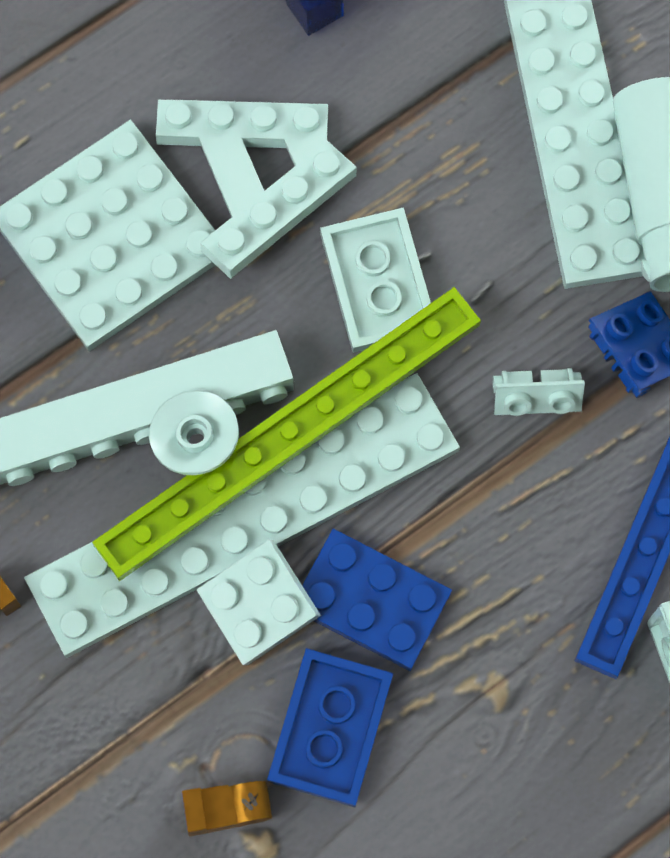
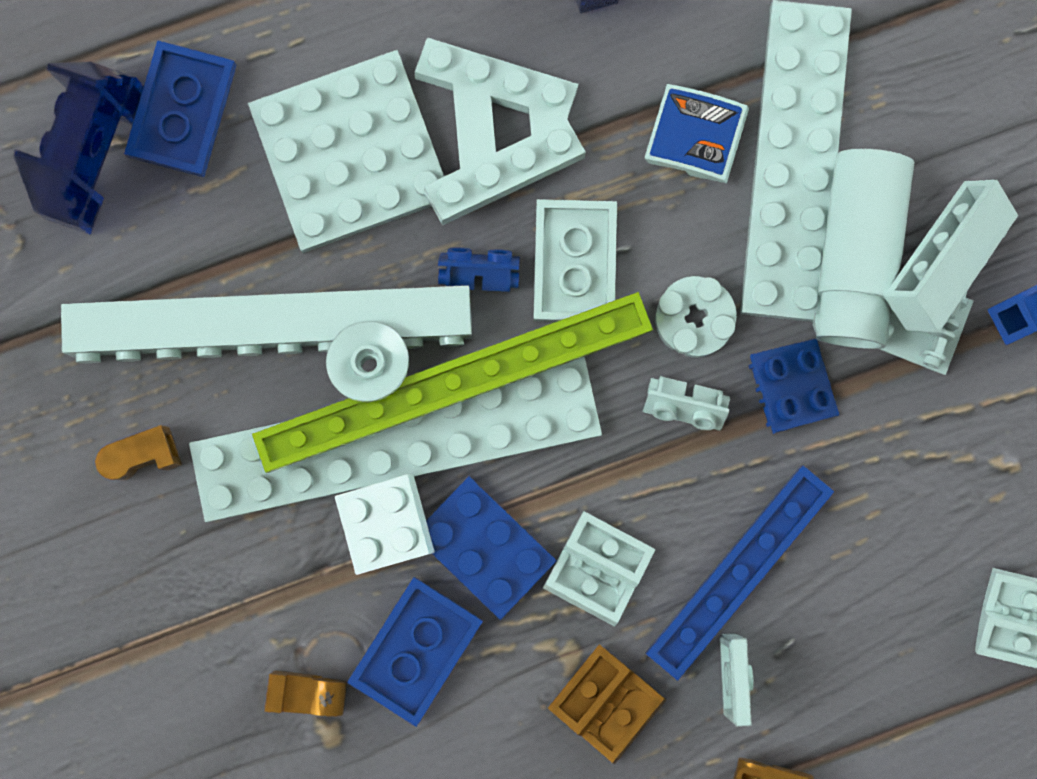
camera: 20 degrees right, 10 degrees up
(297, 310) = (494, 267): none -> blue hinge
(464, 120) = (696, 133): none -> slope
(499, 587) = (599, 568): none -> light aqua slope
(522, 278) = (705, 295): none -> light aqua plate
(551, 725) = (607, 704): none -> pearl gold slope

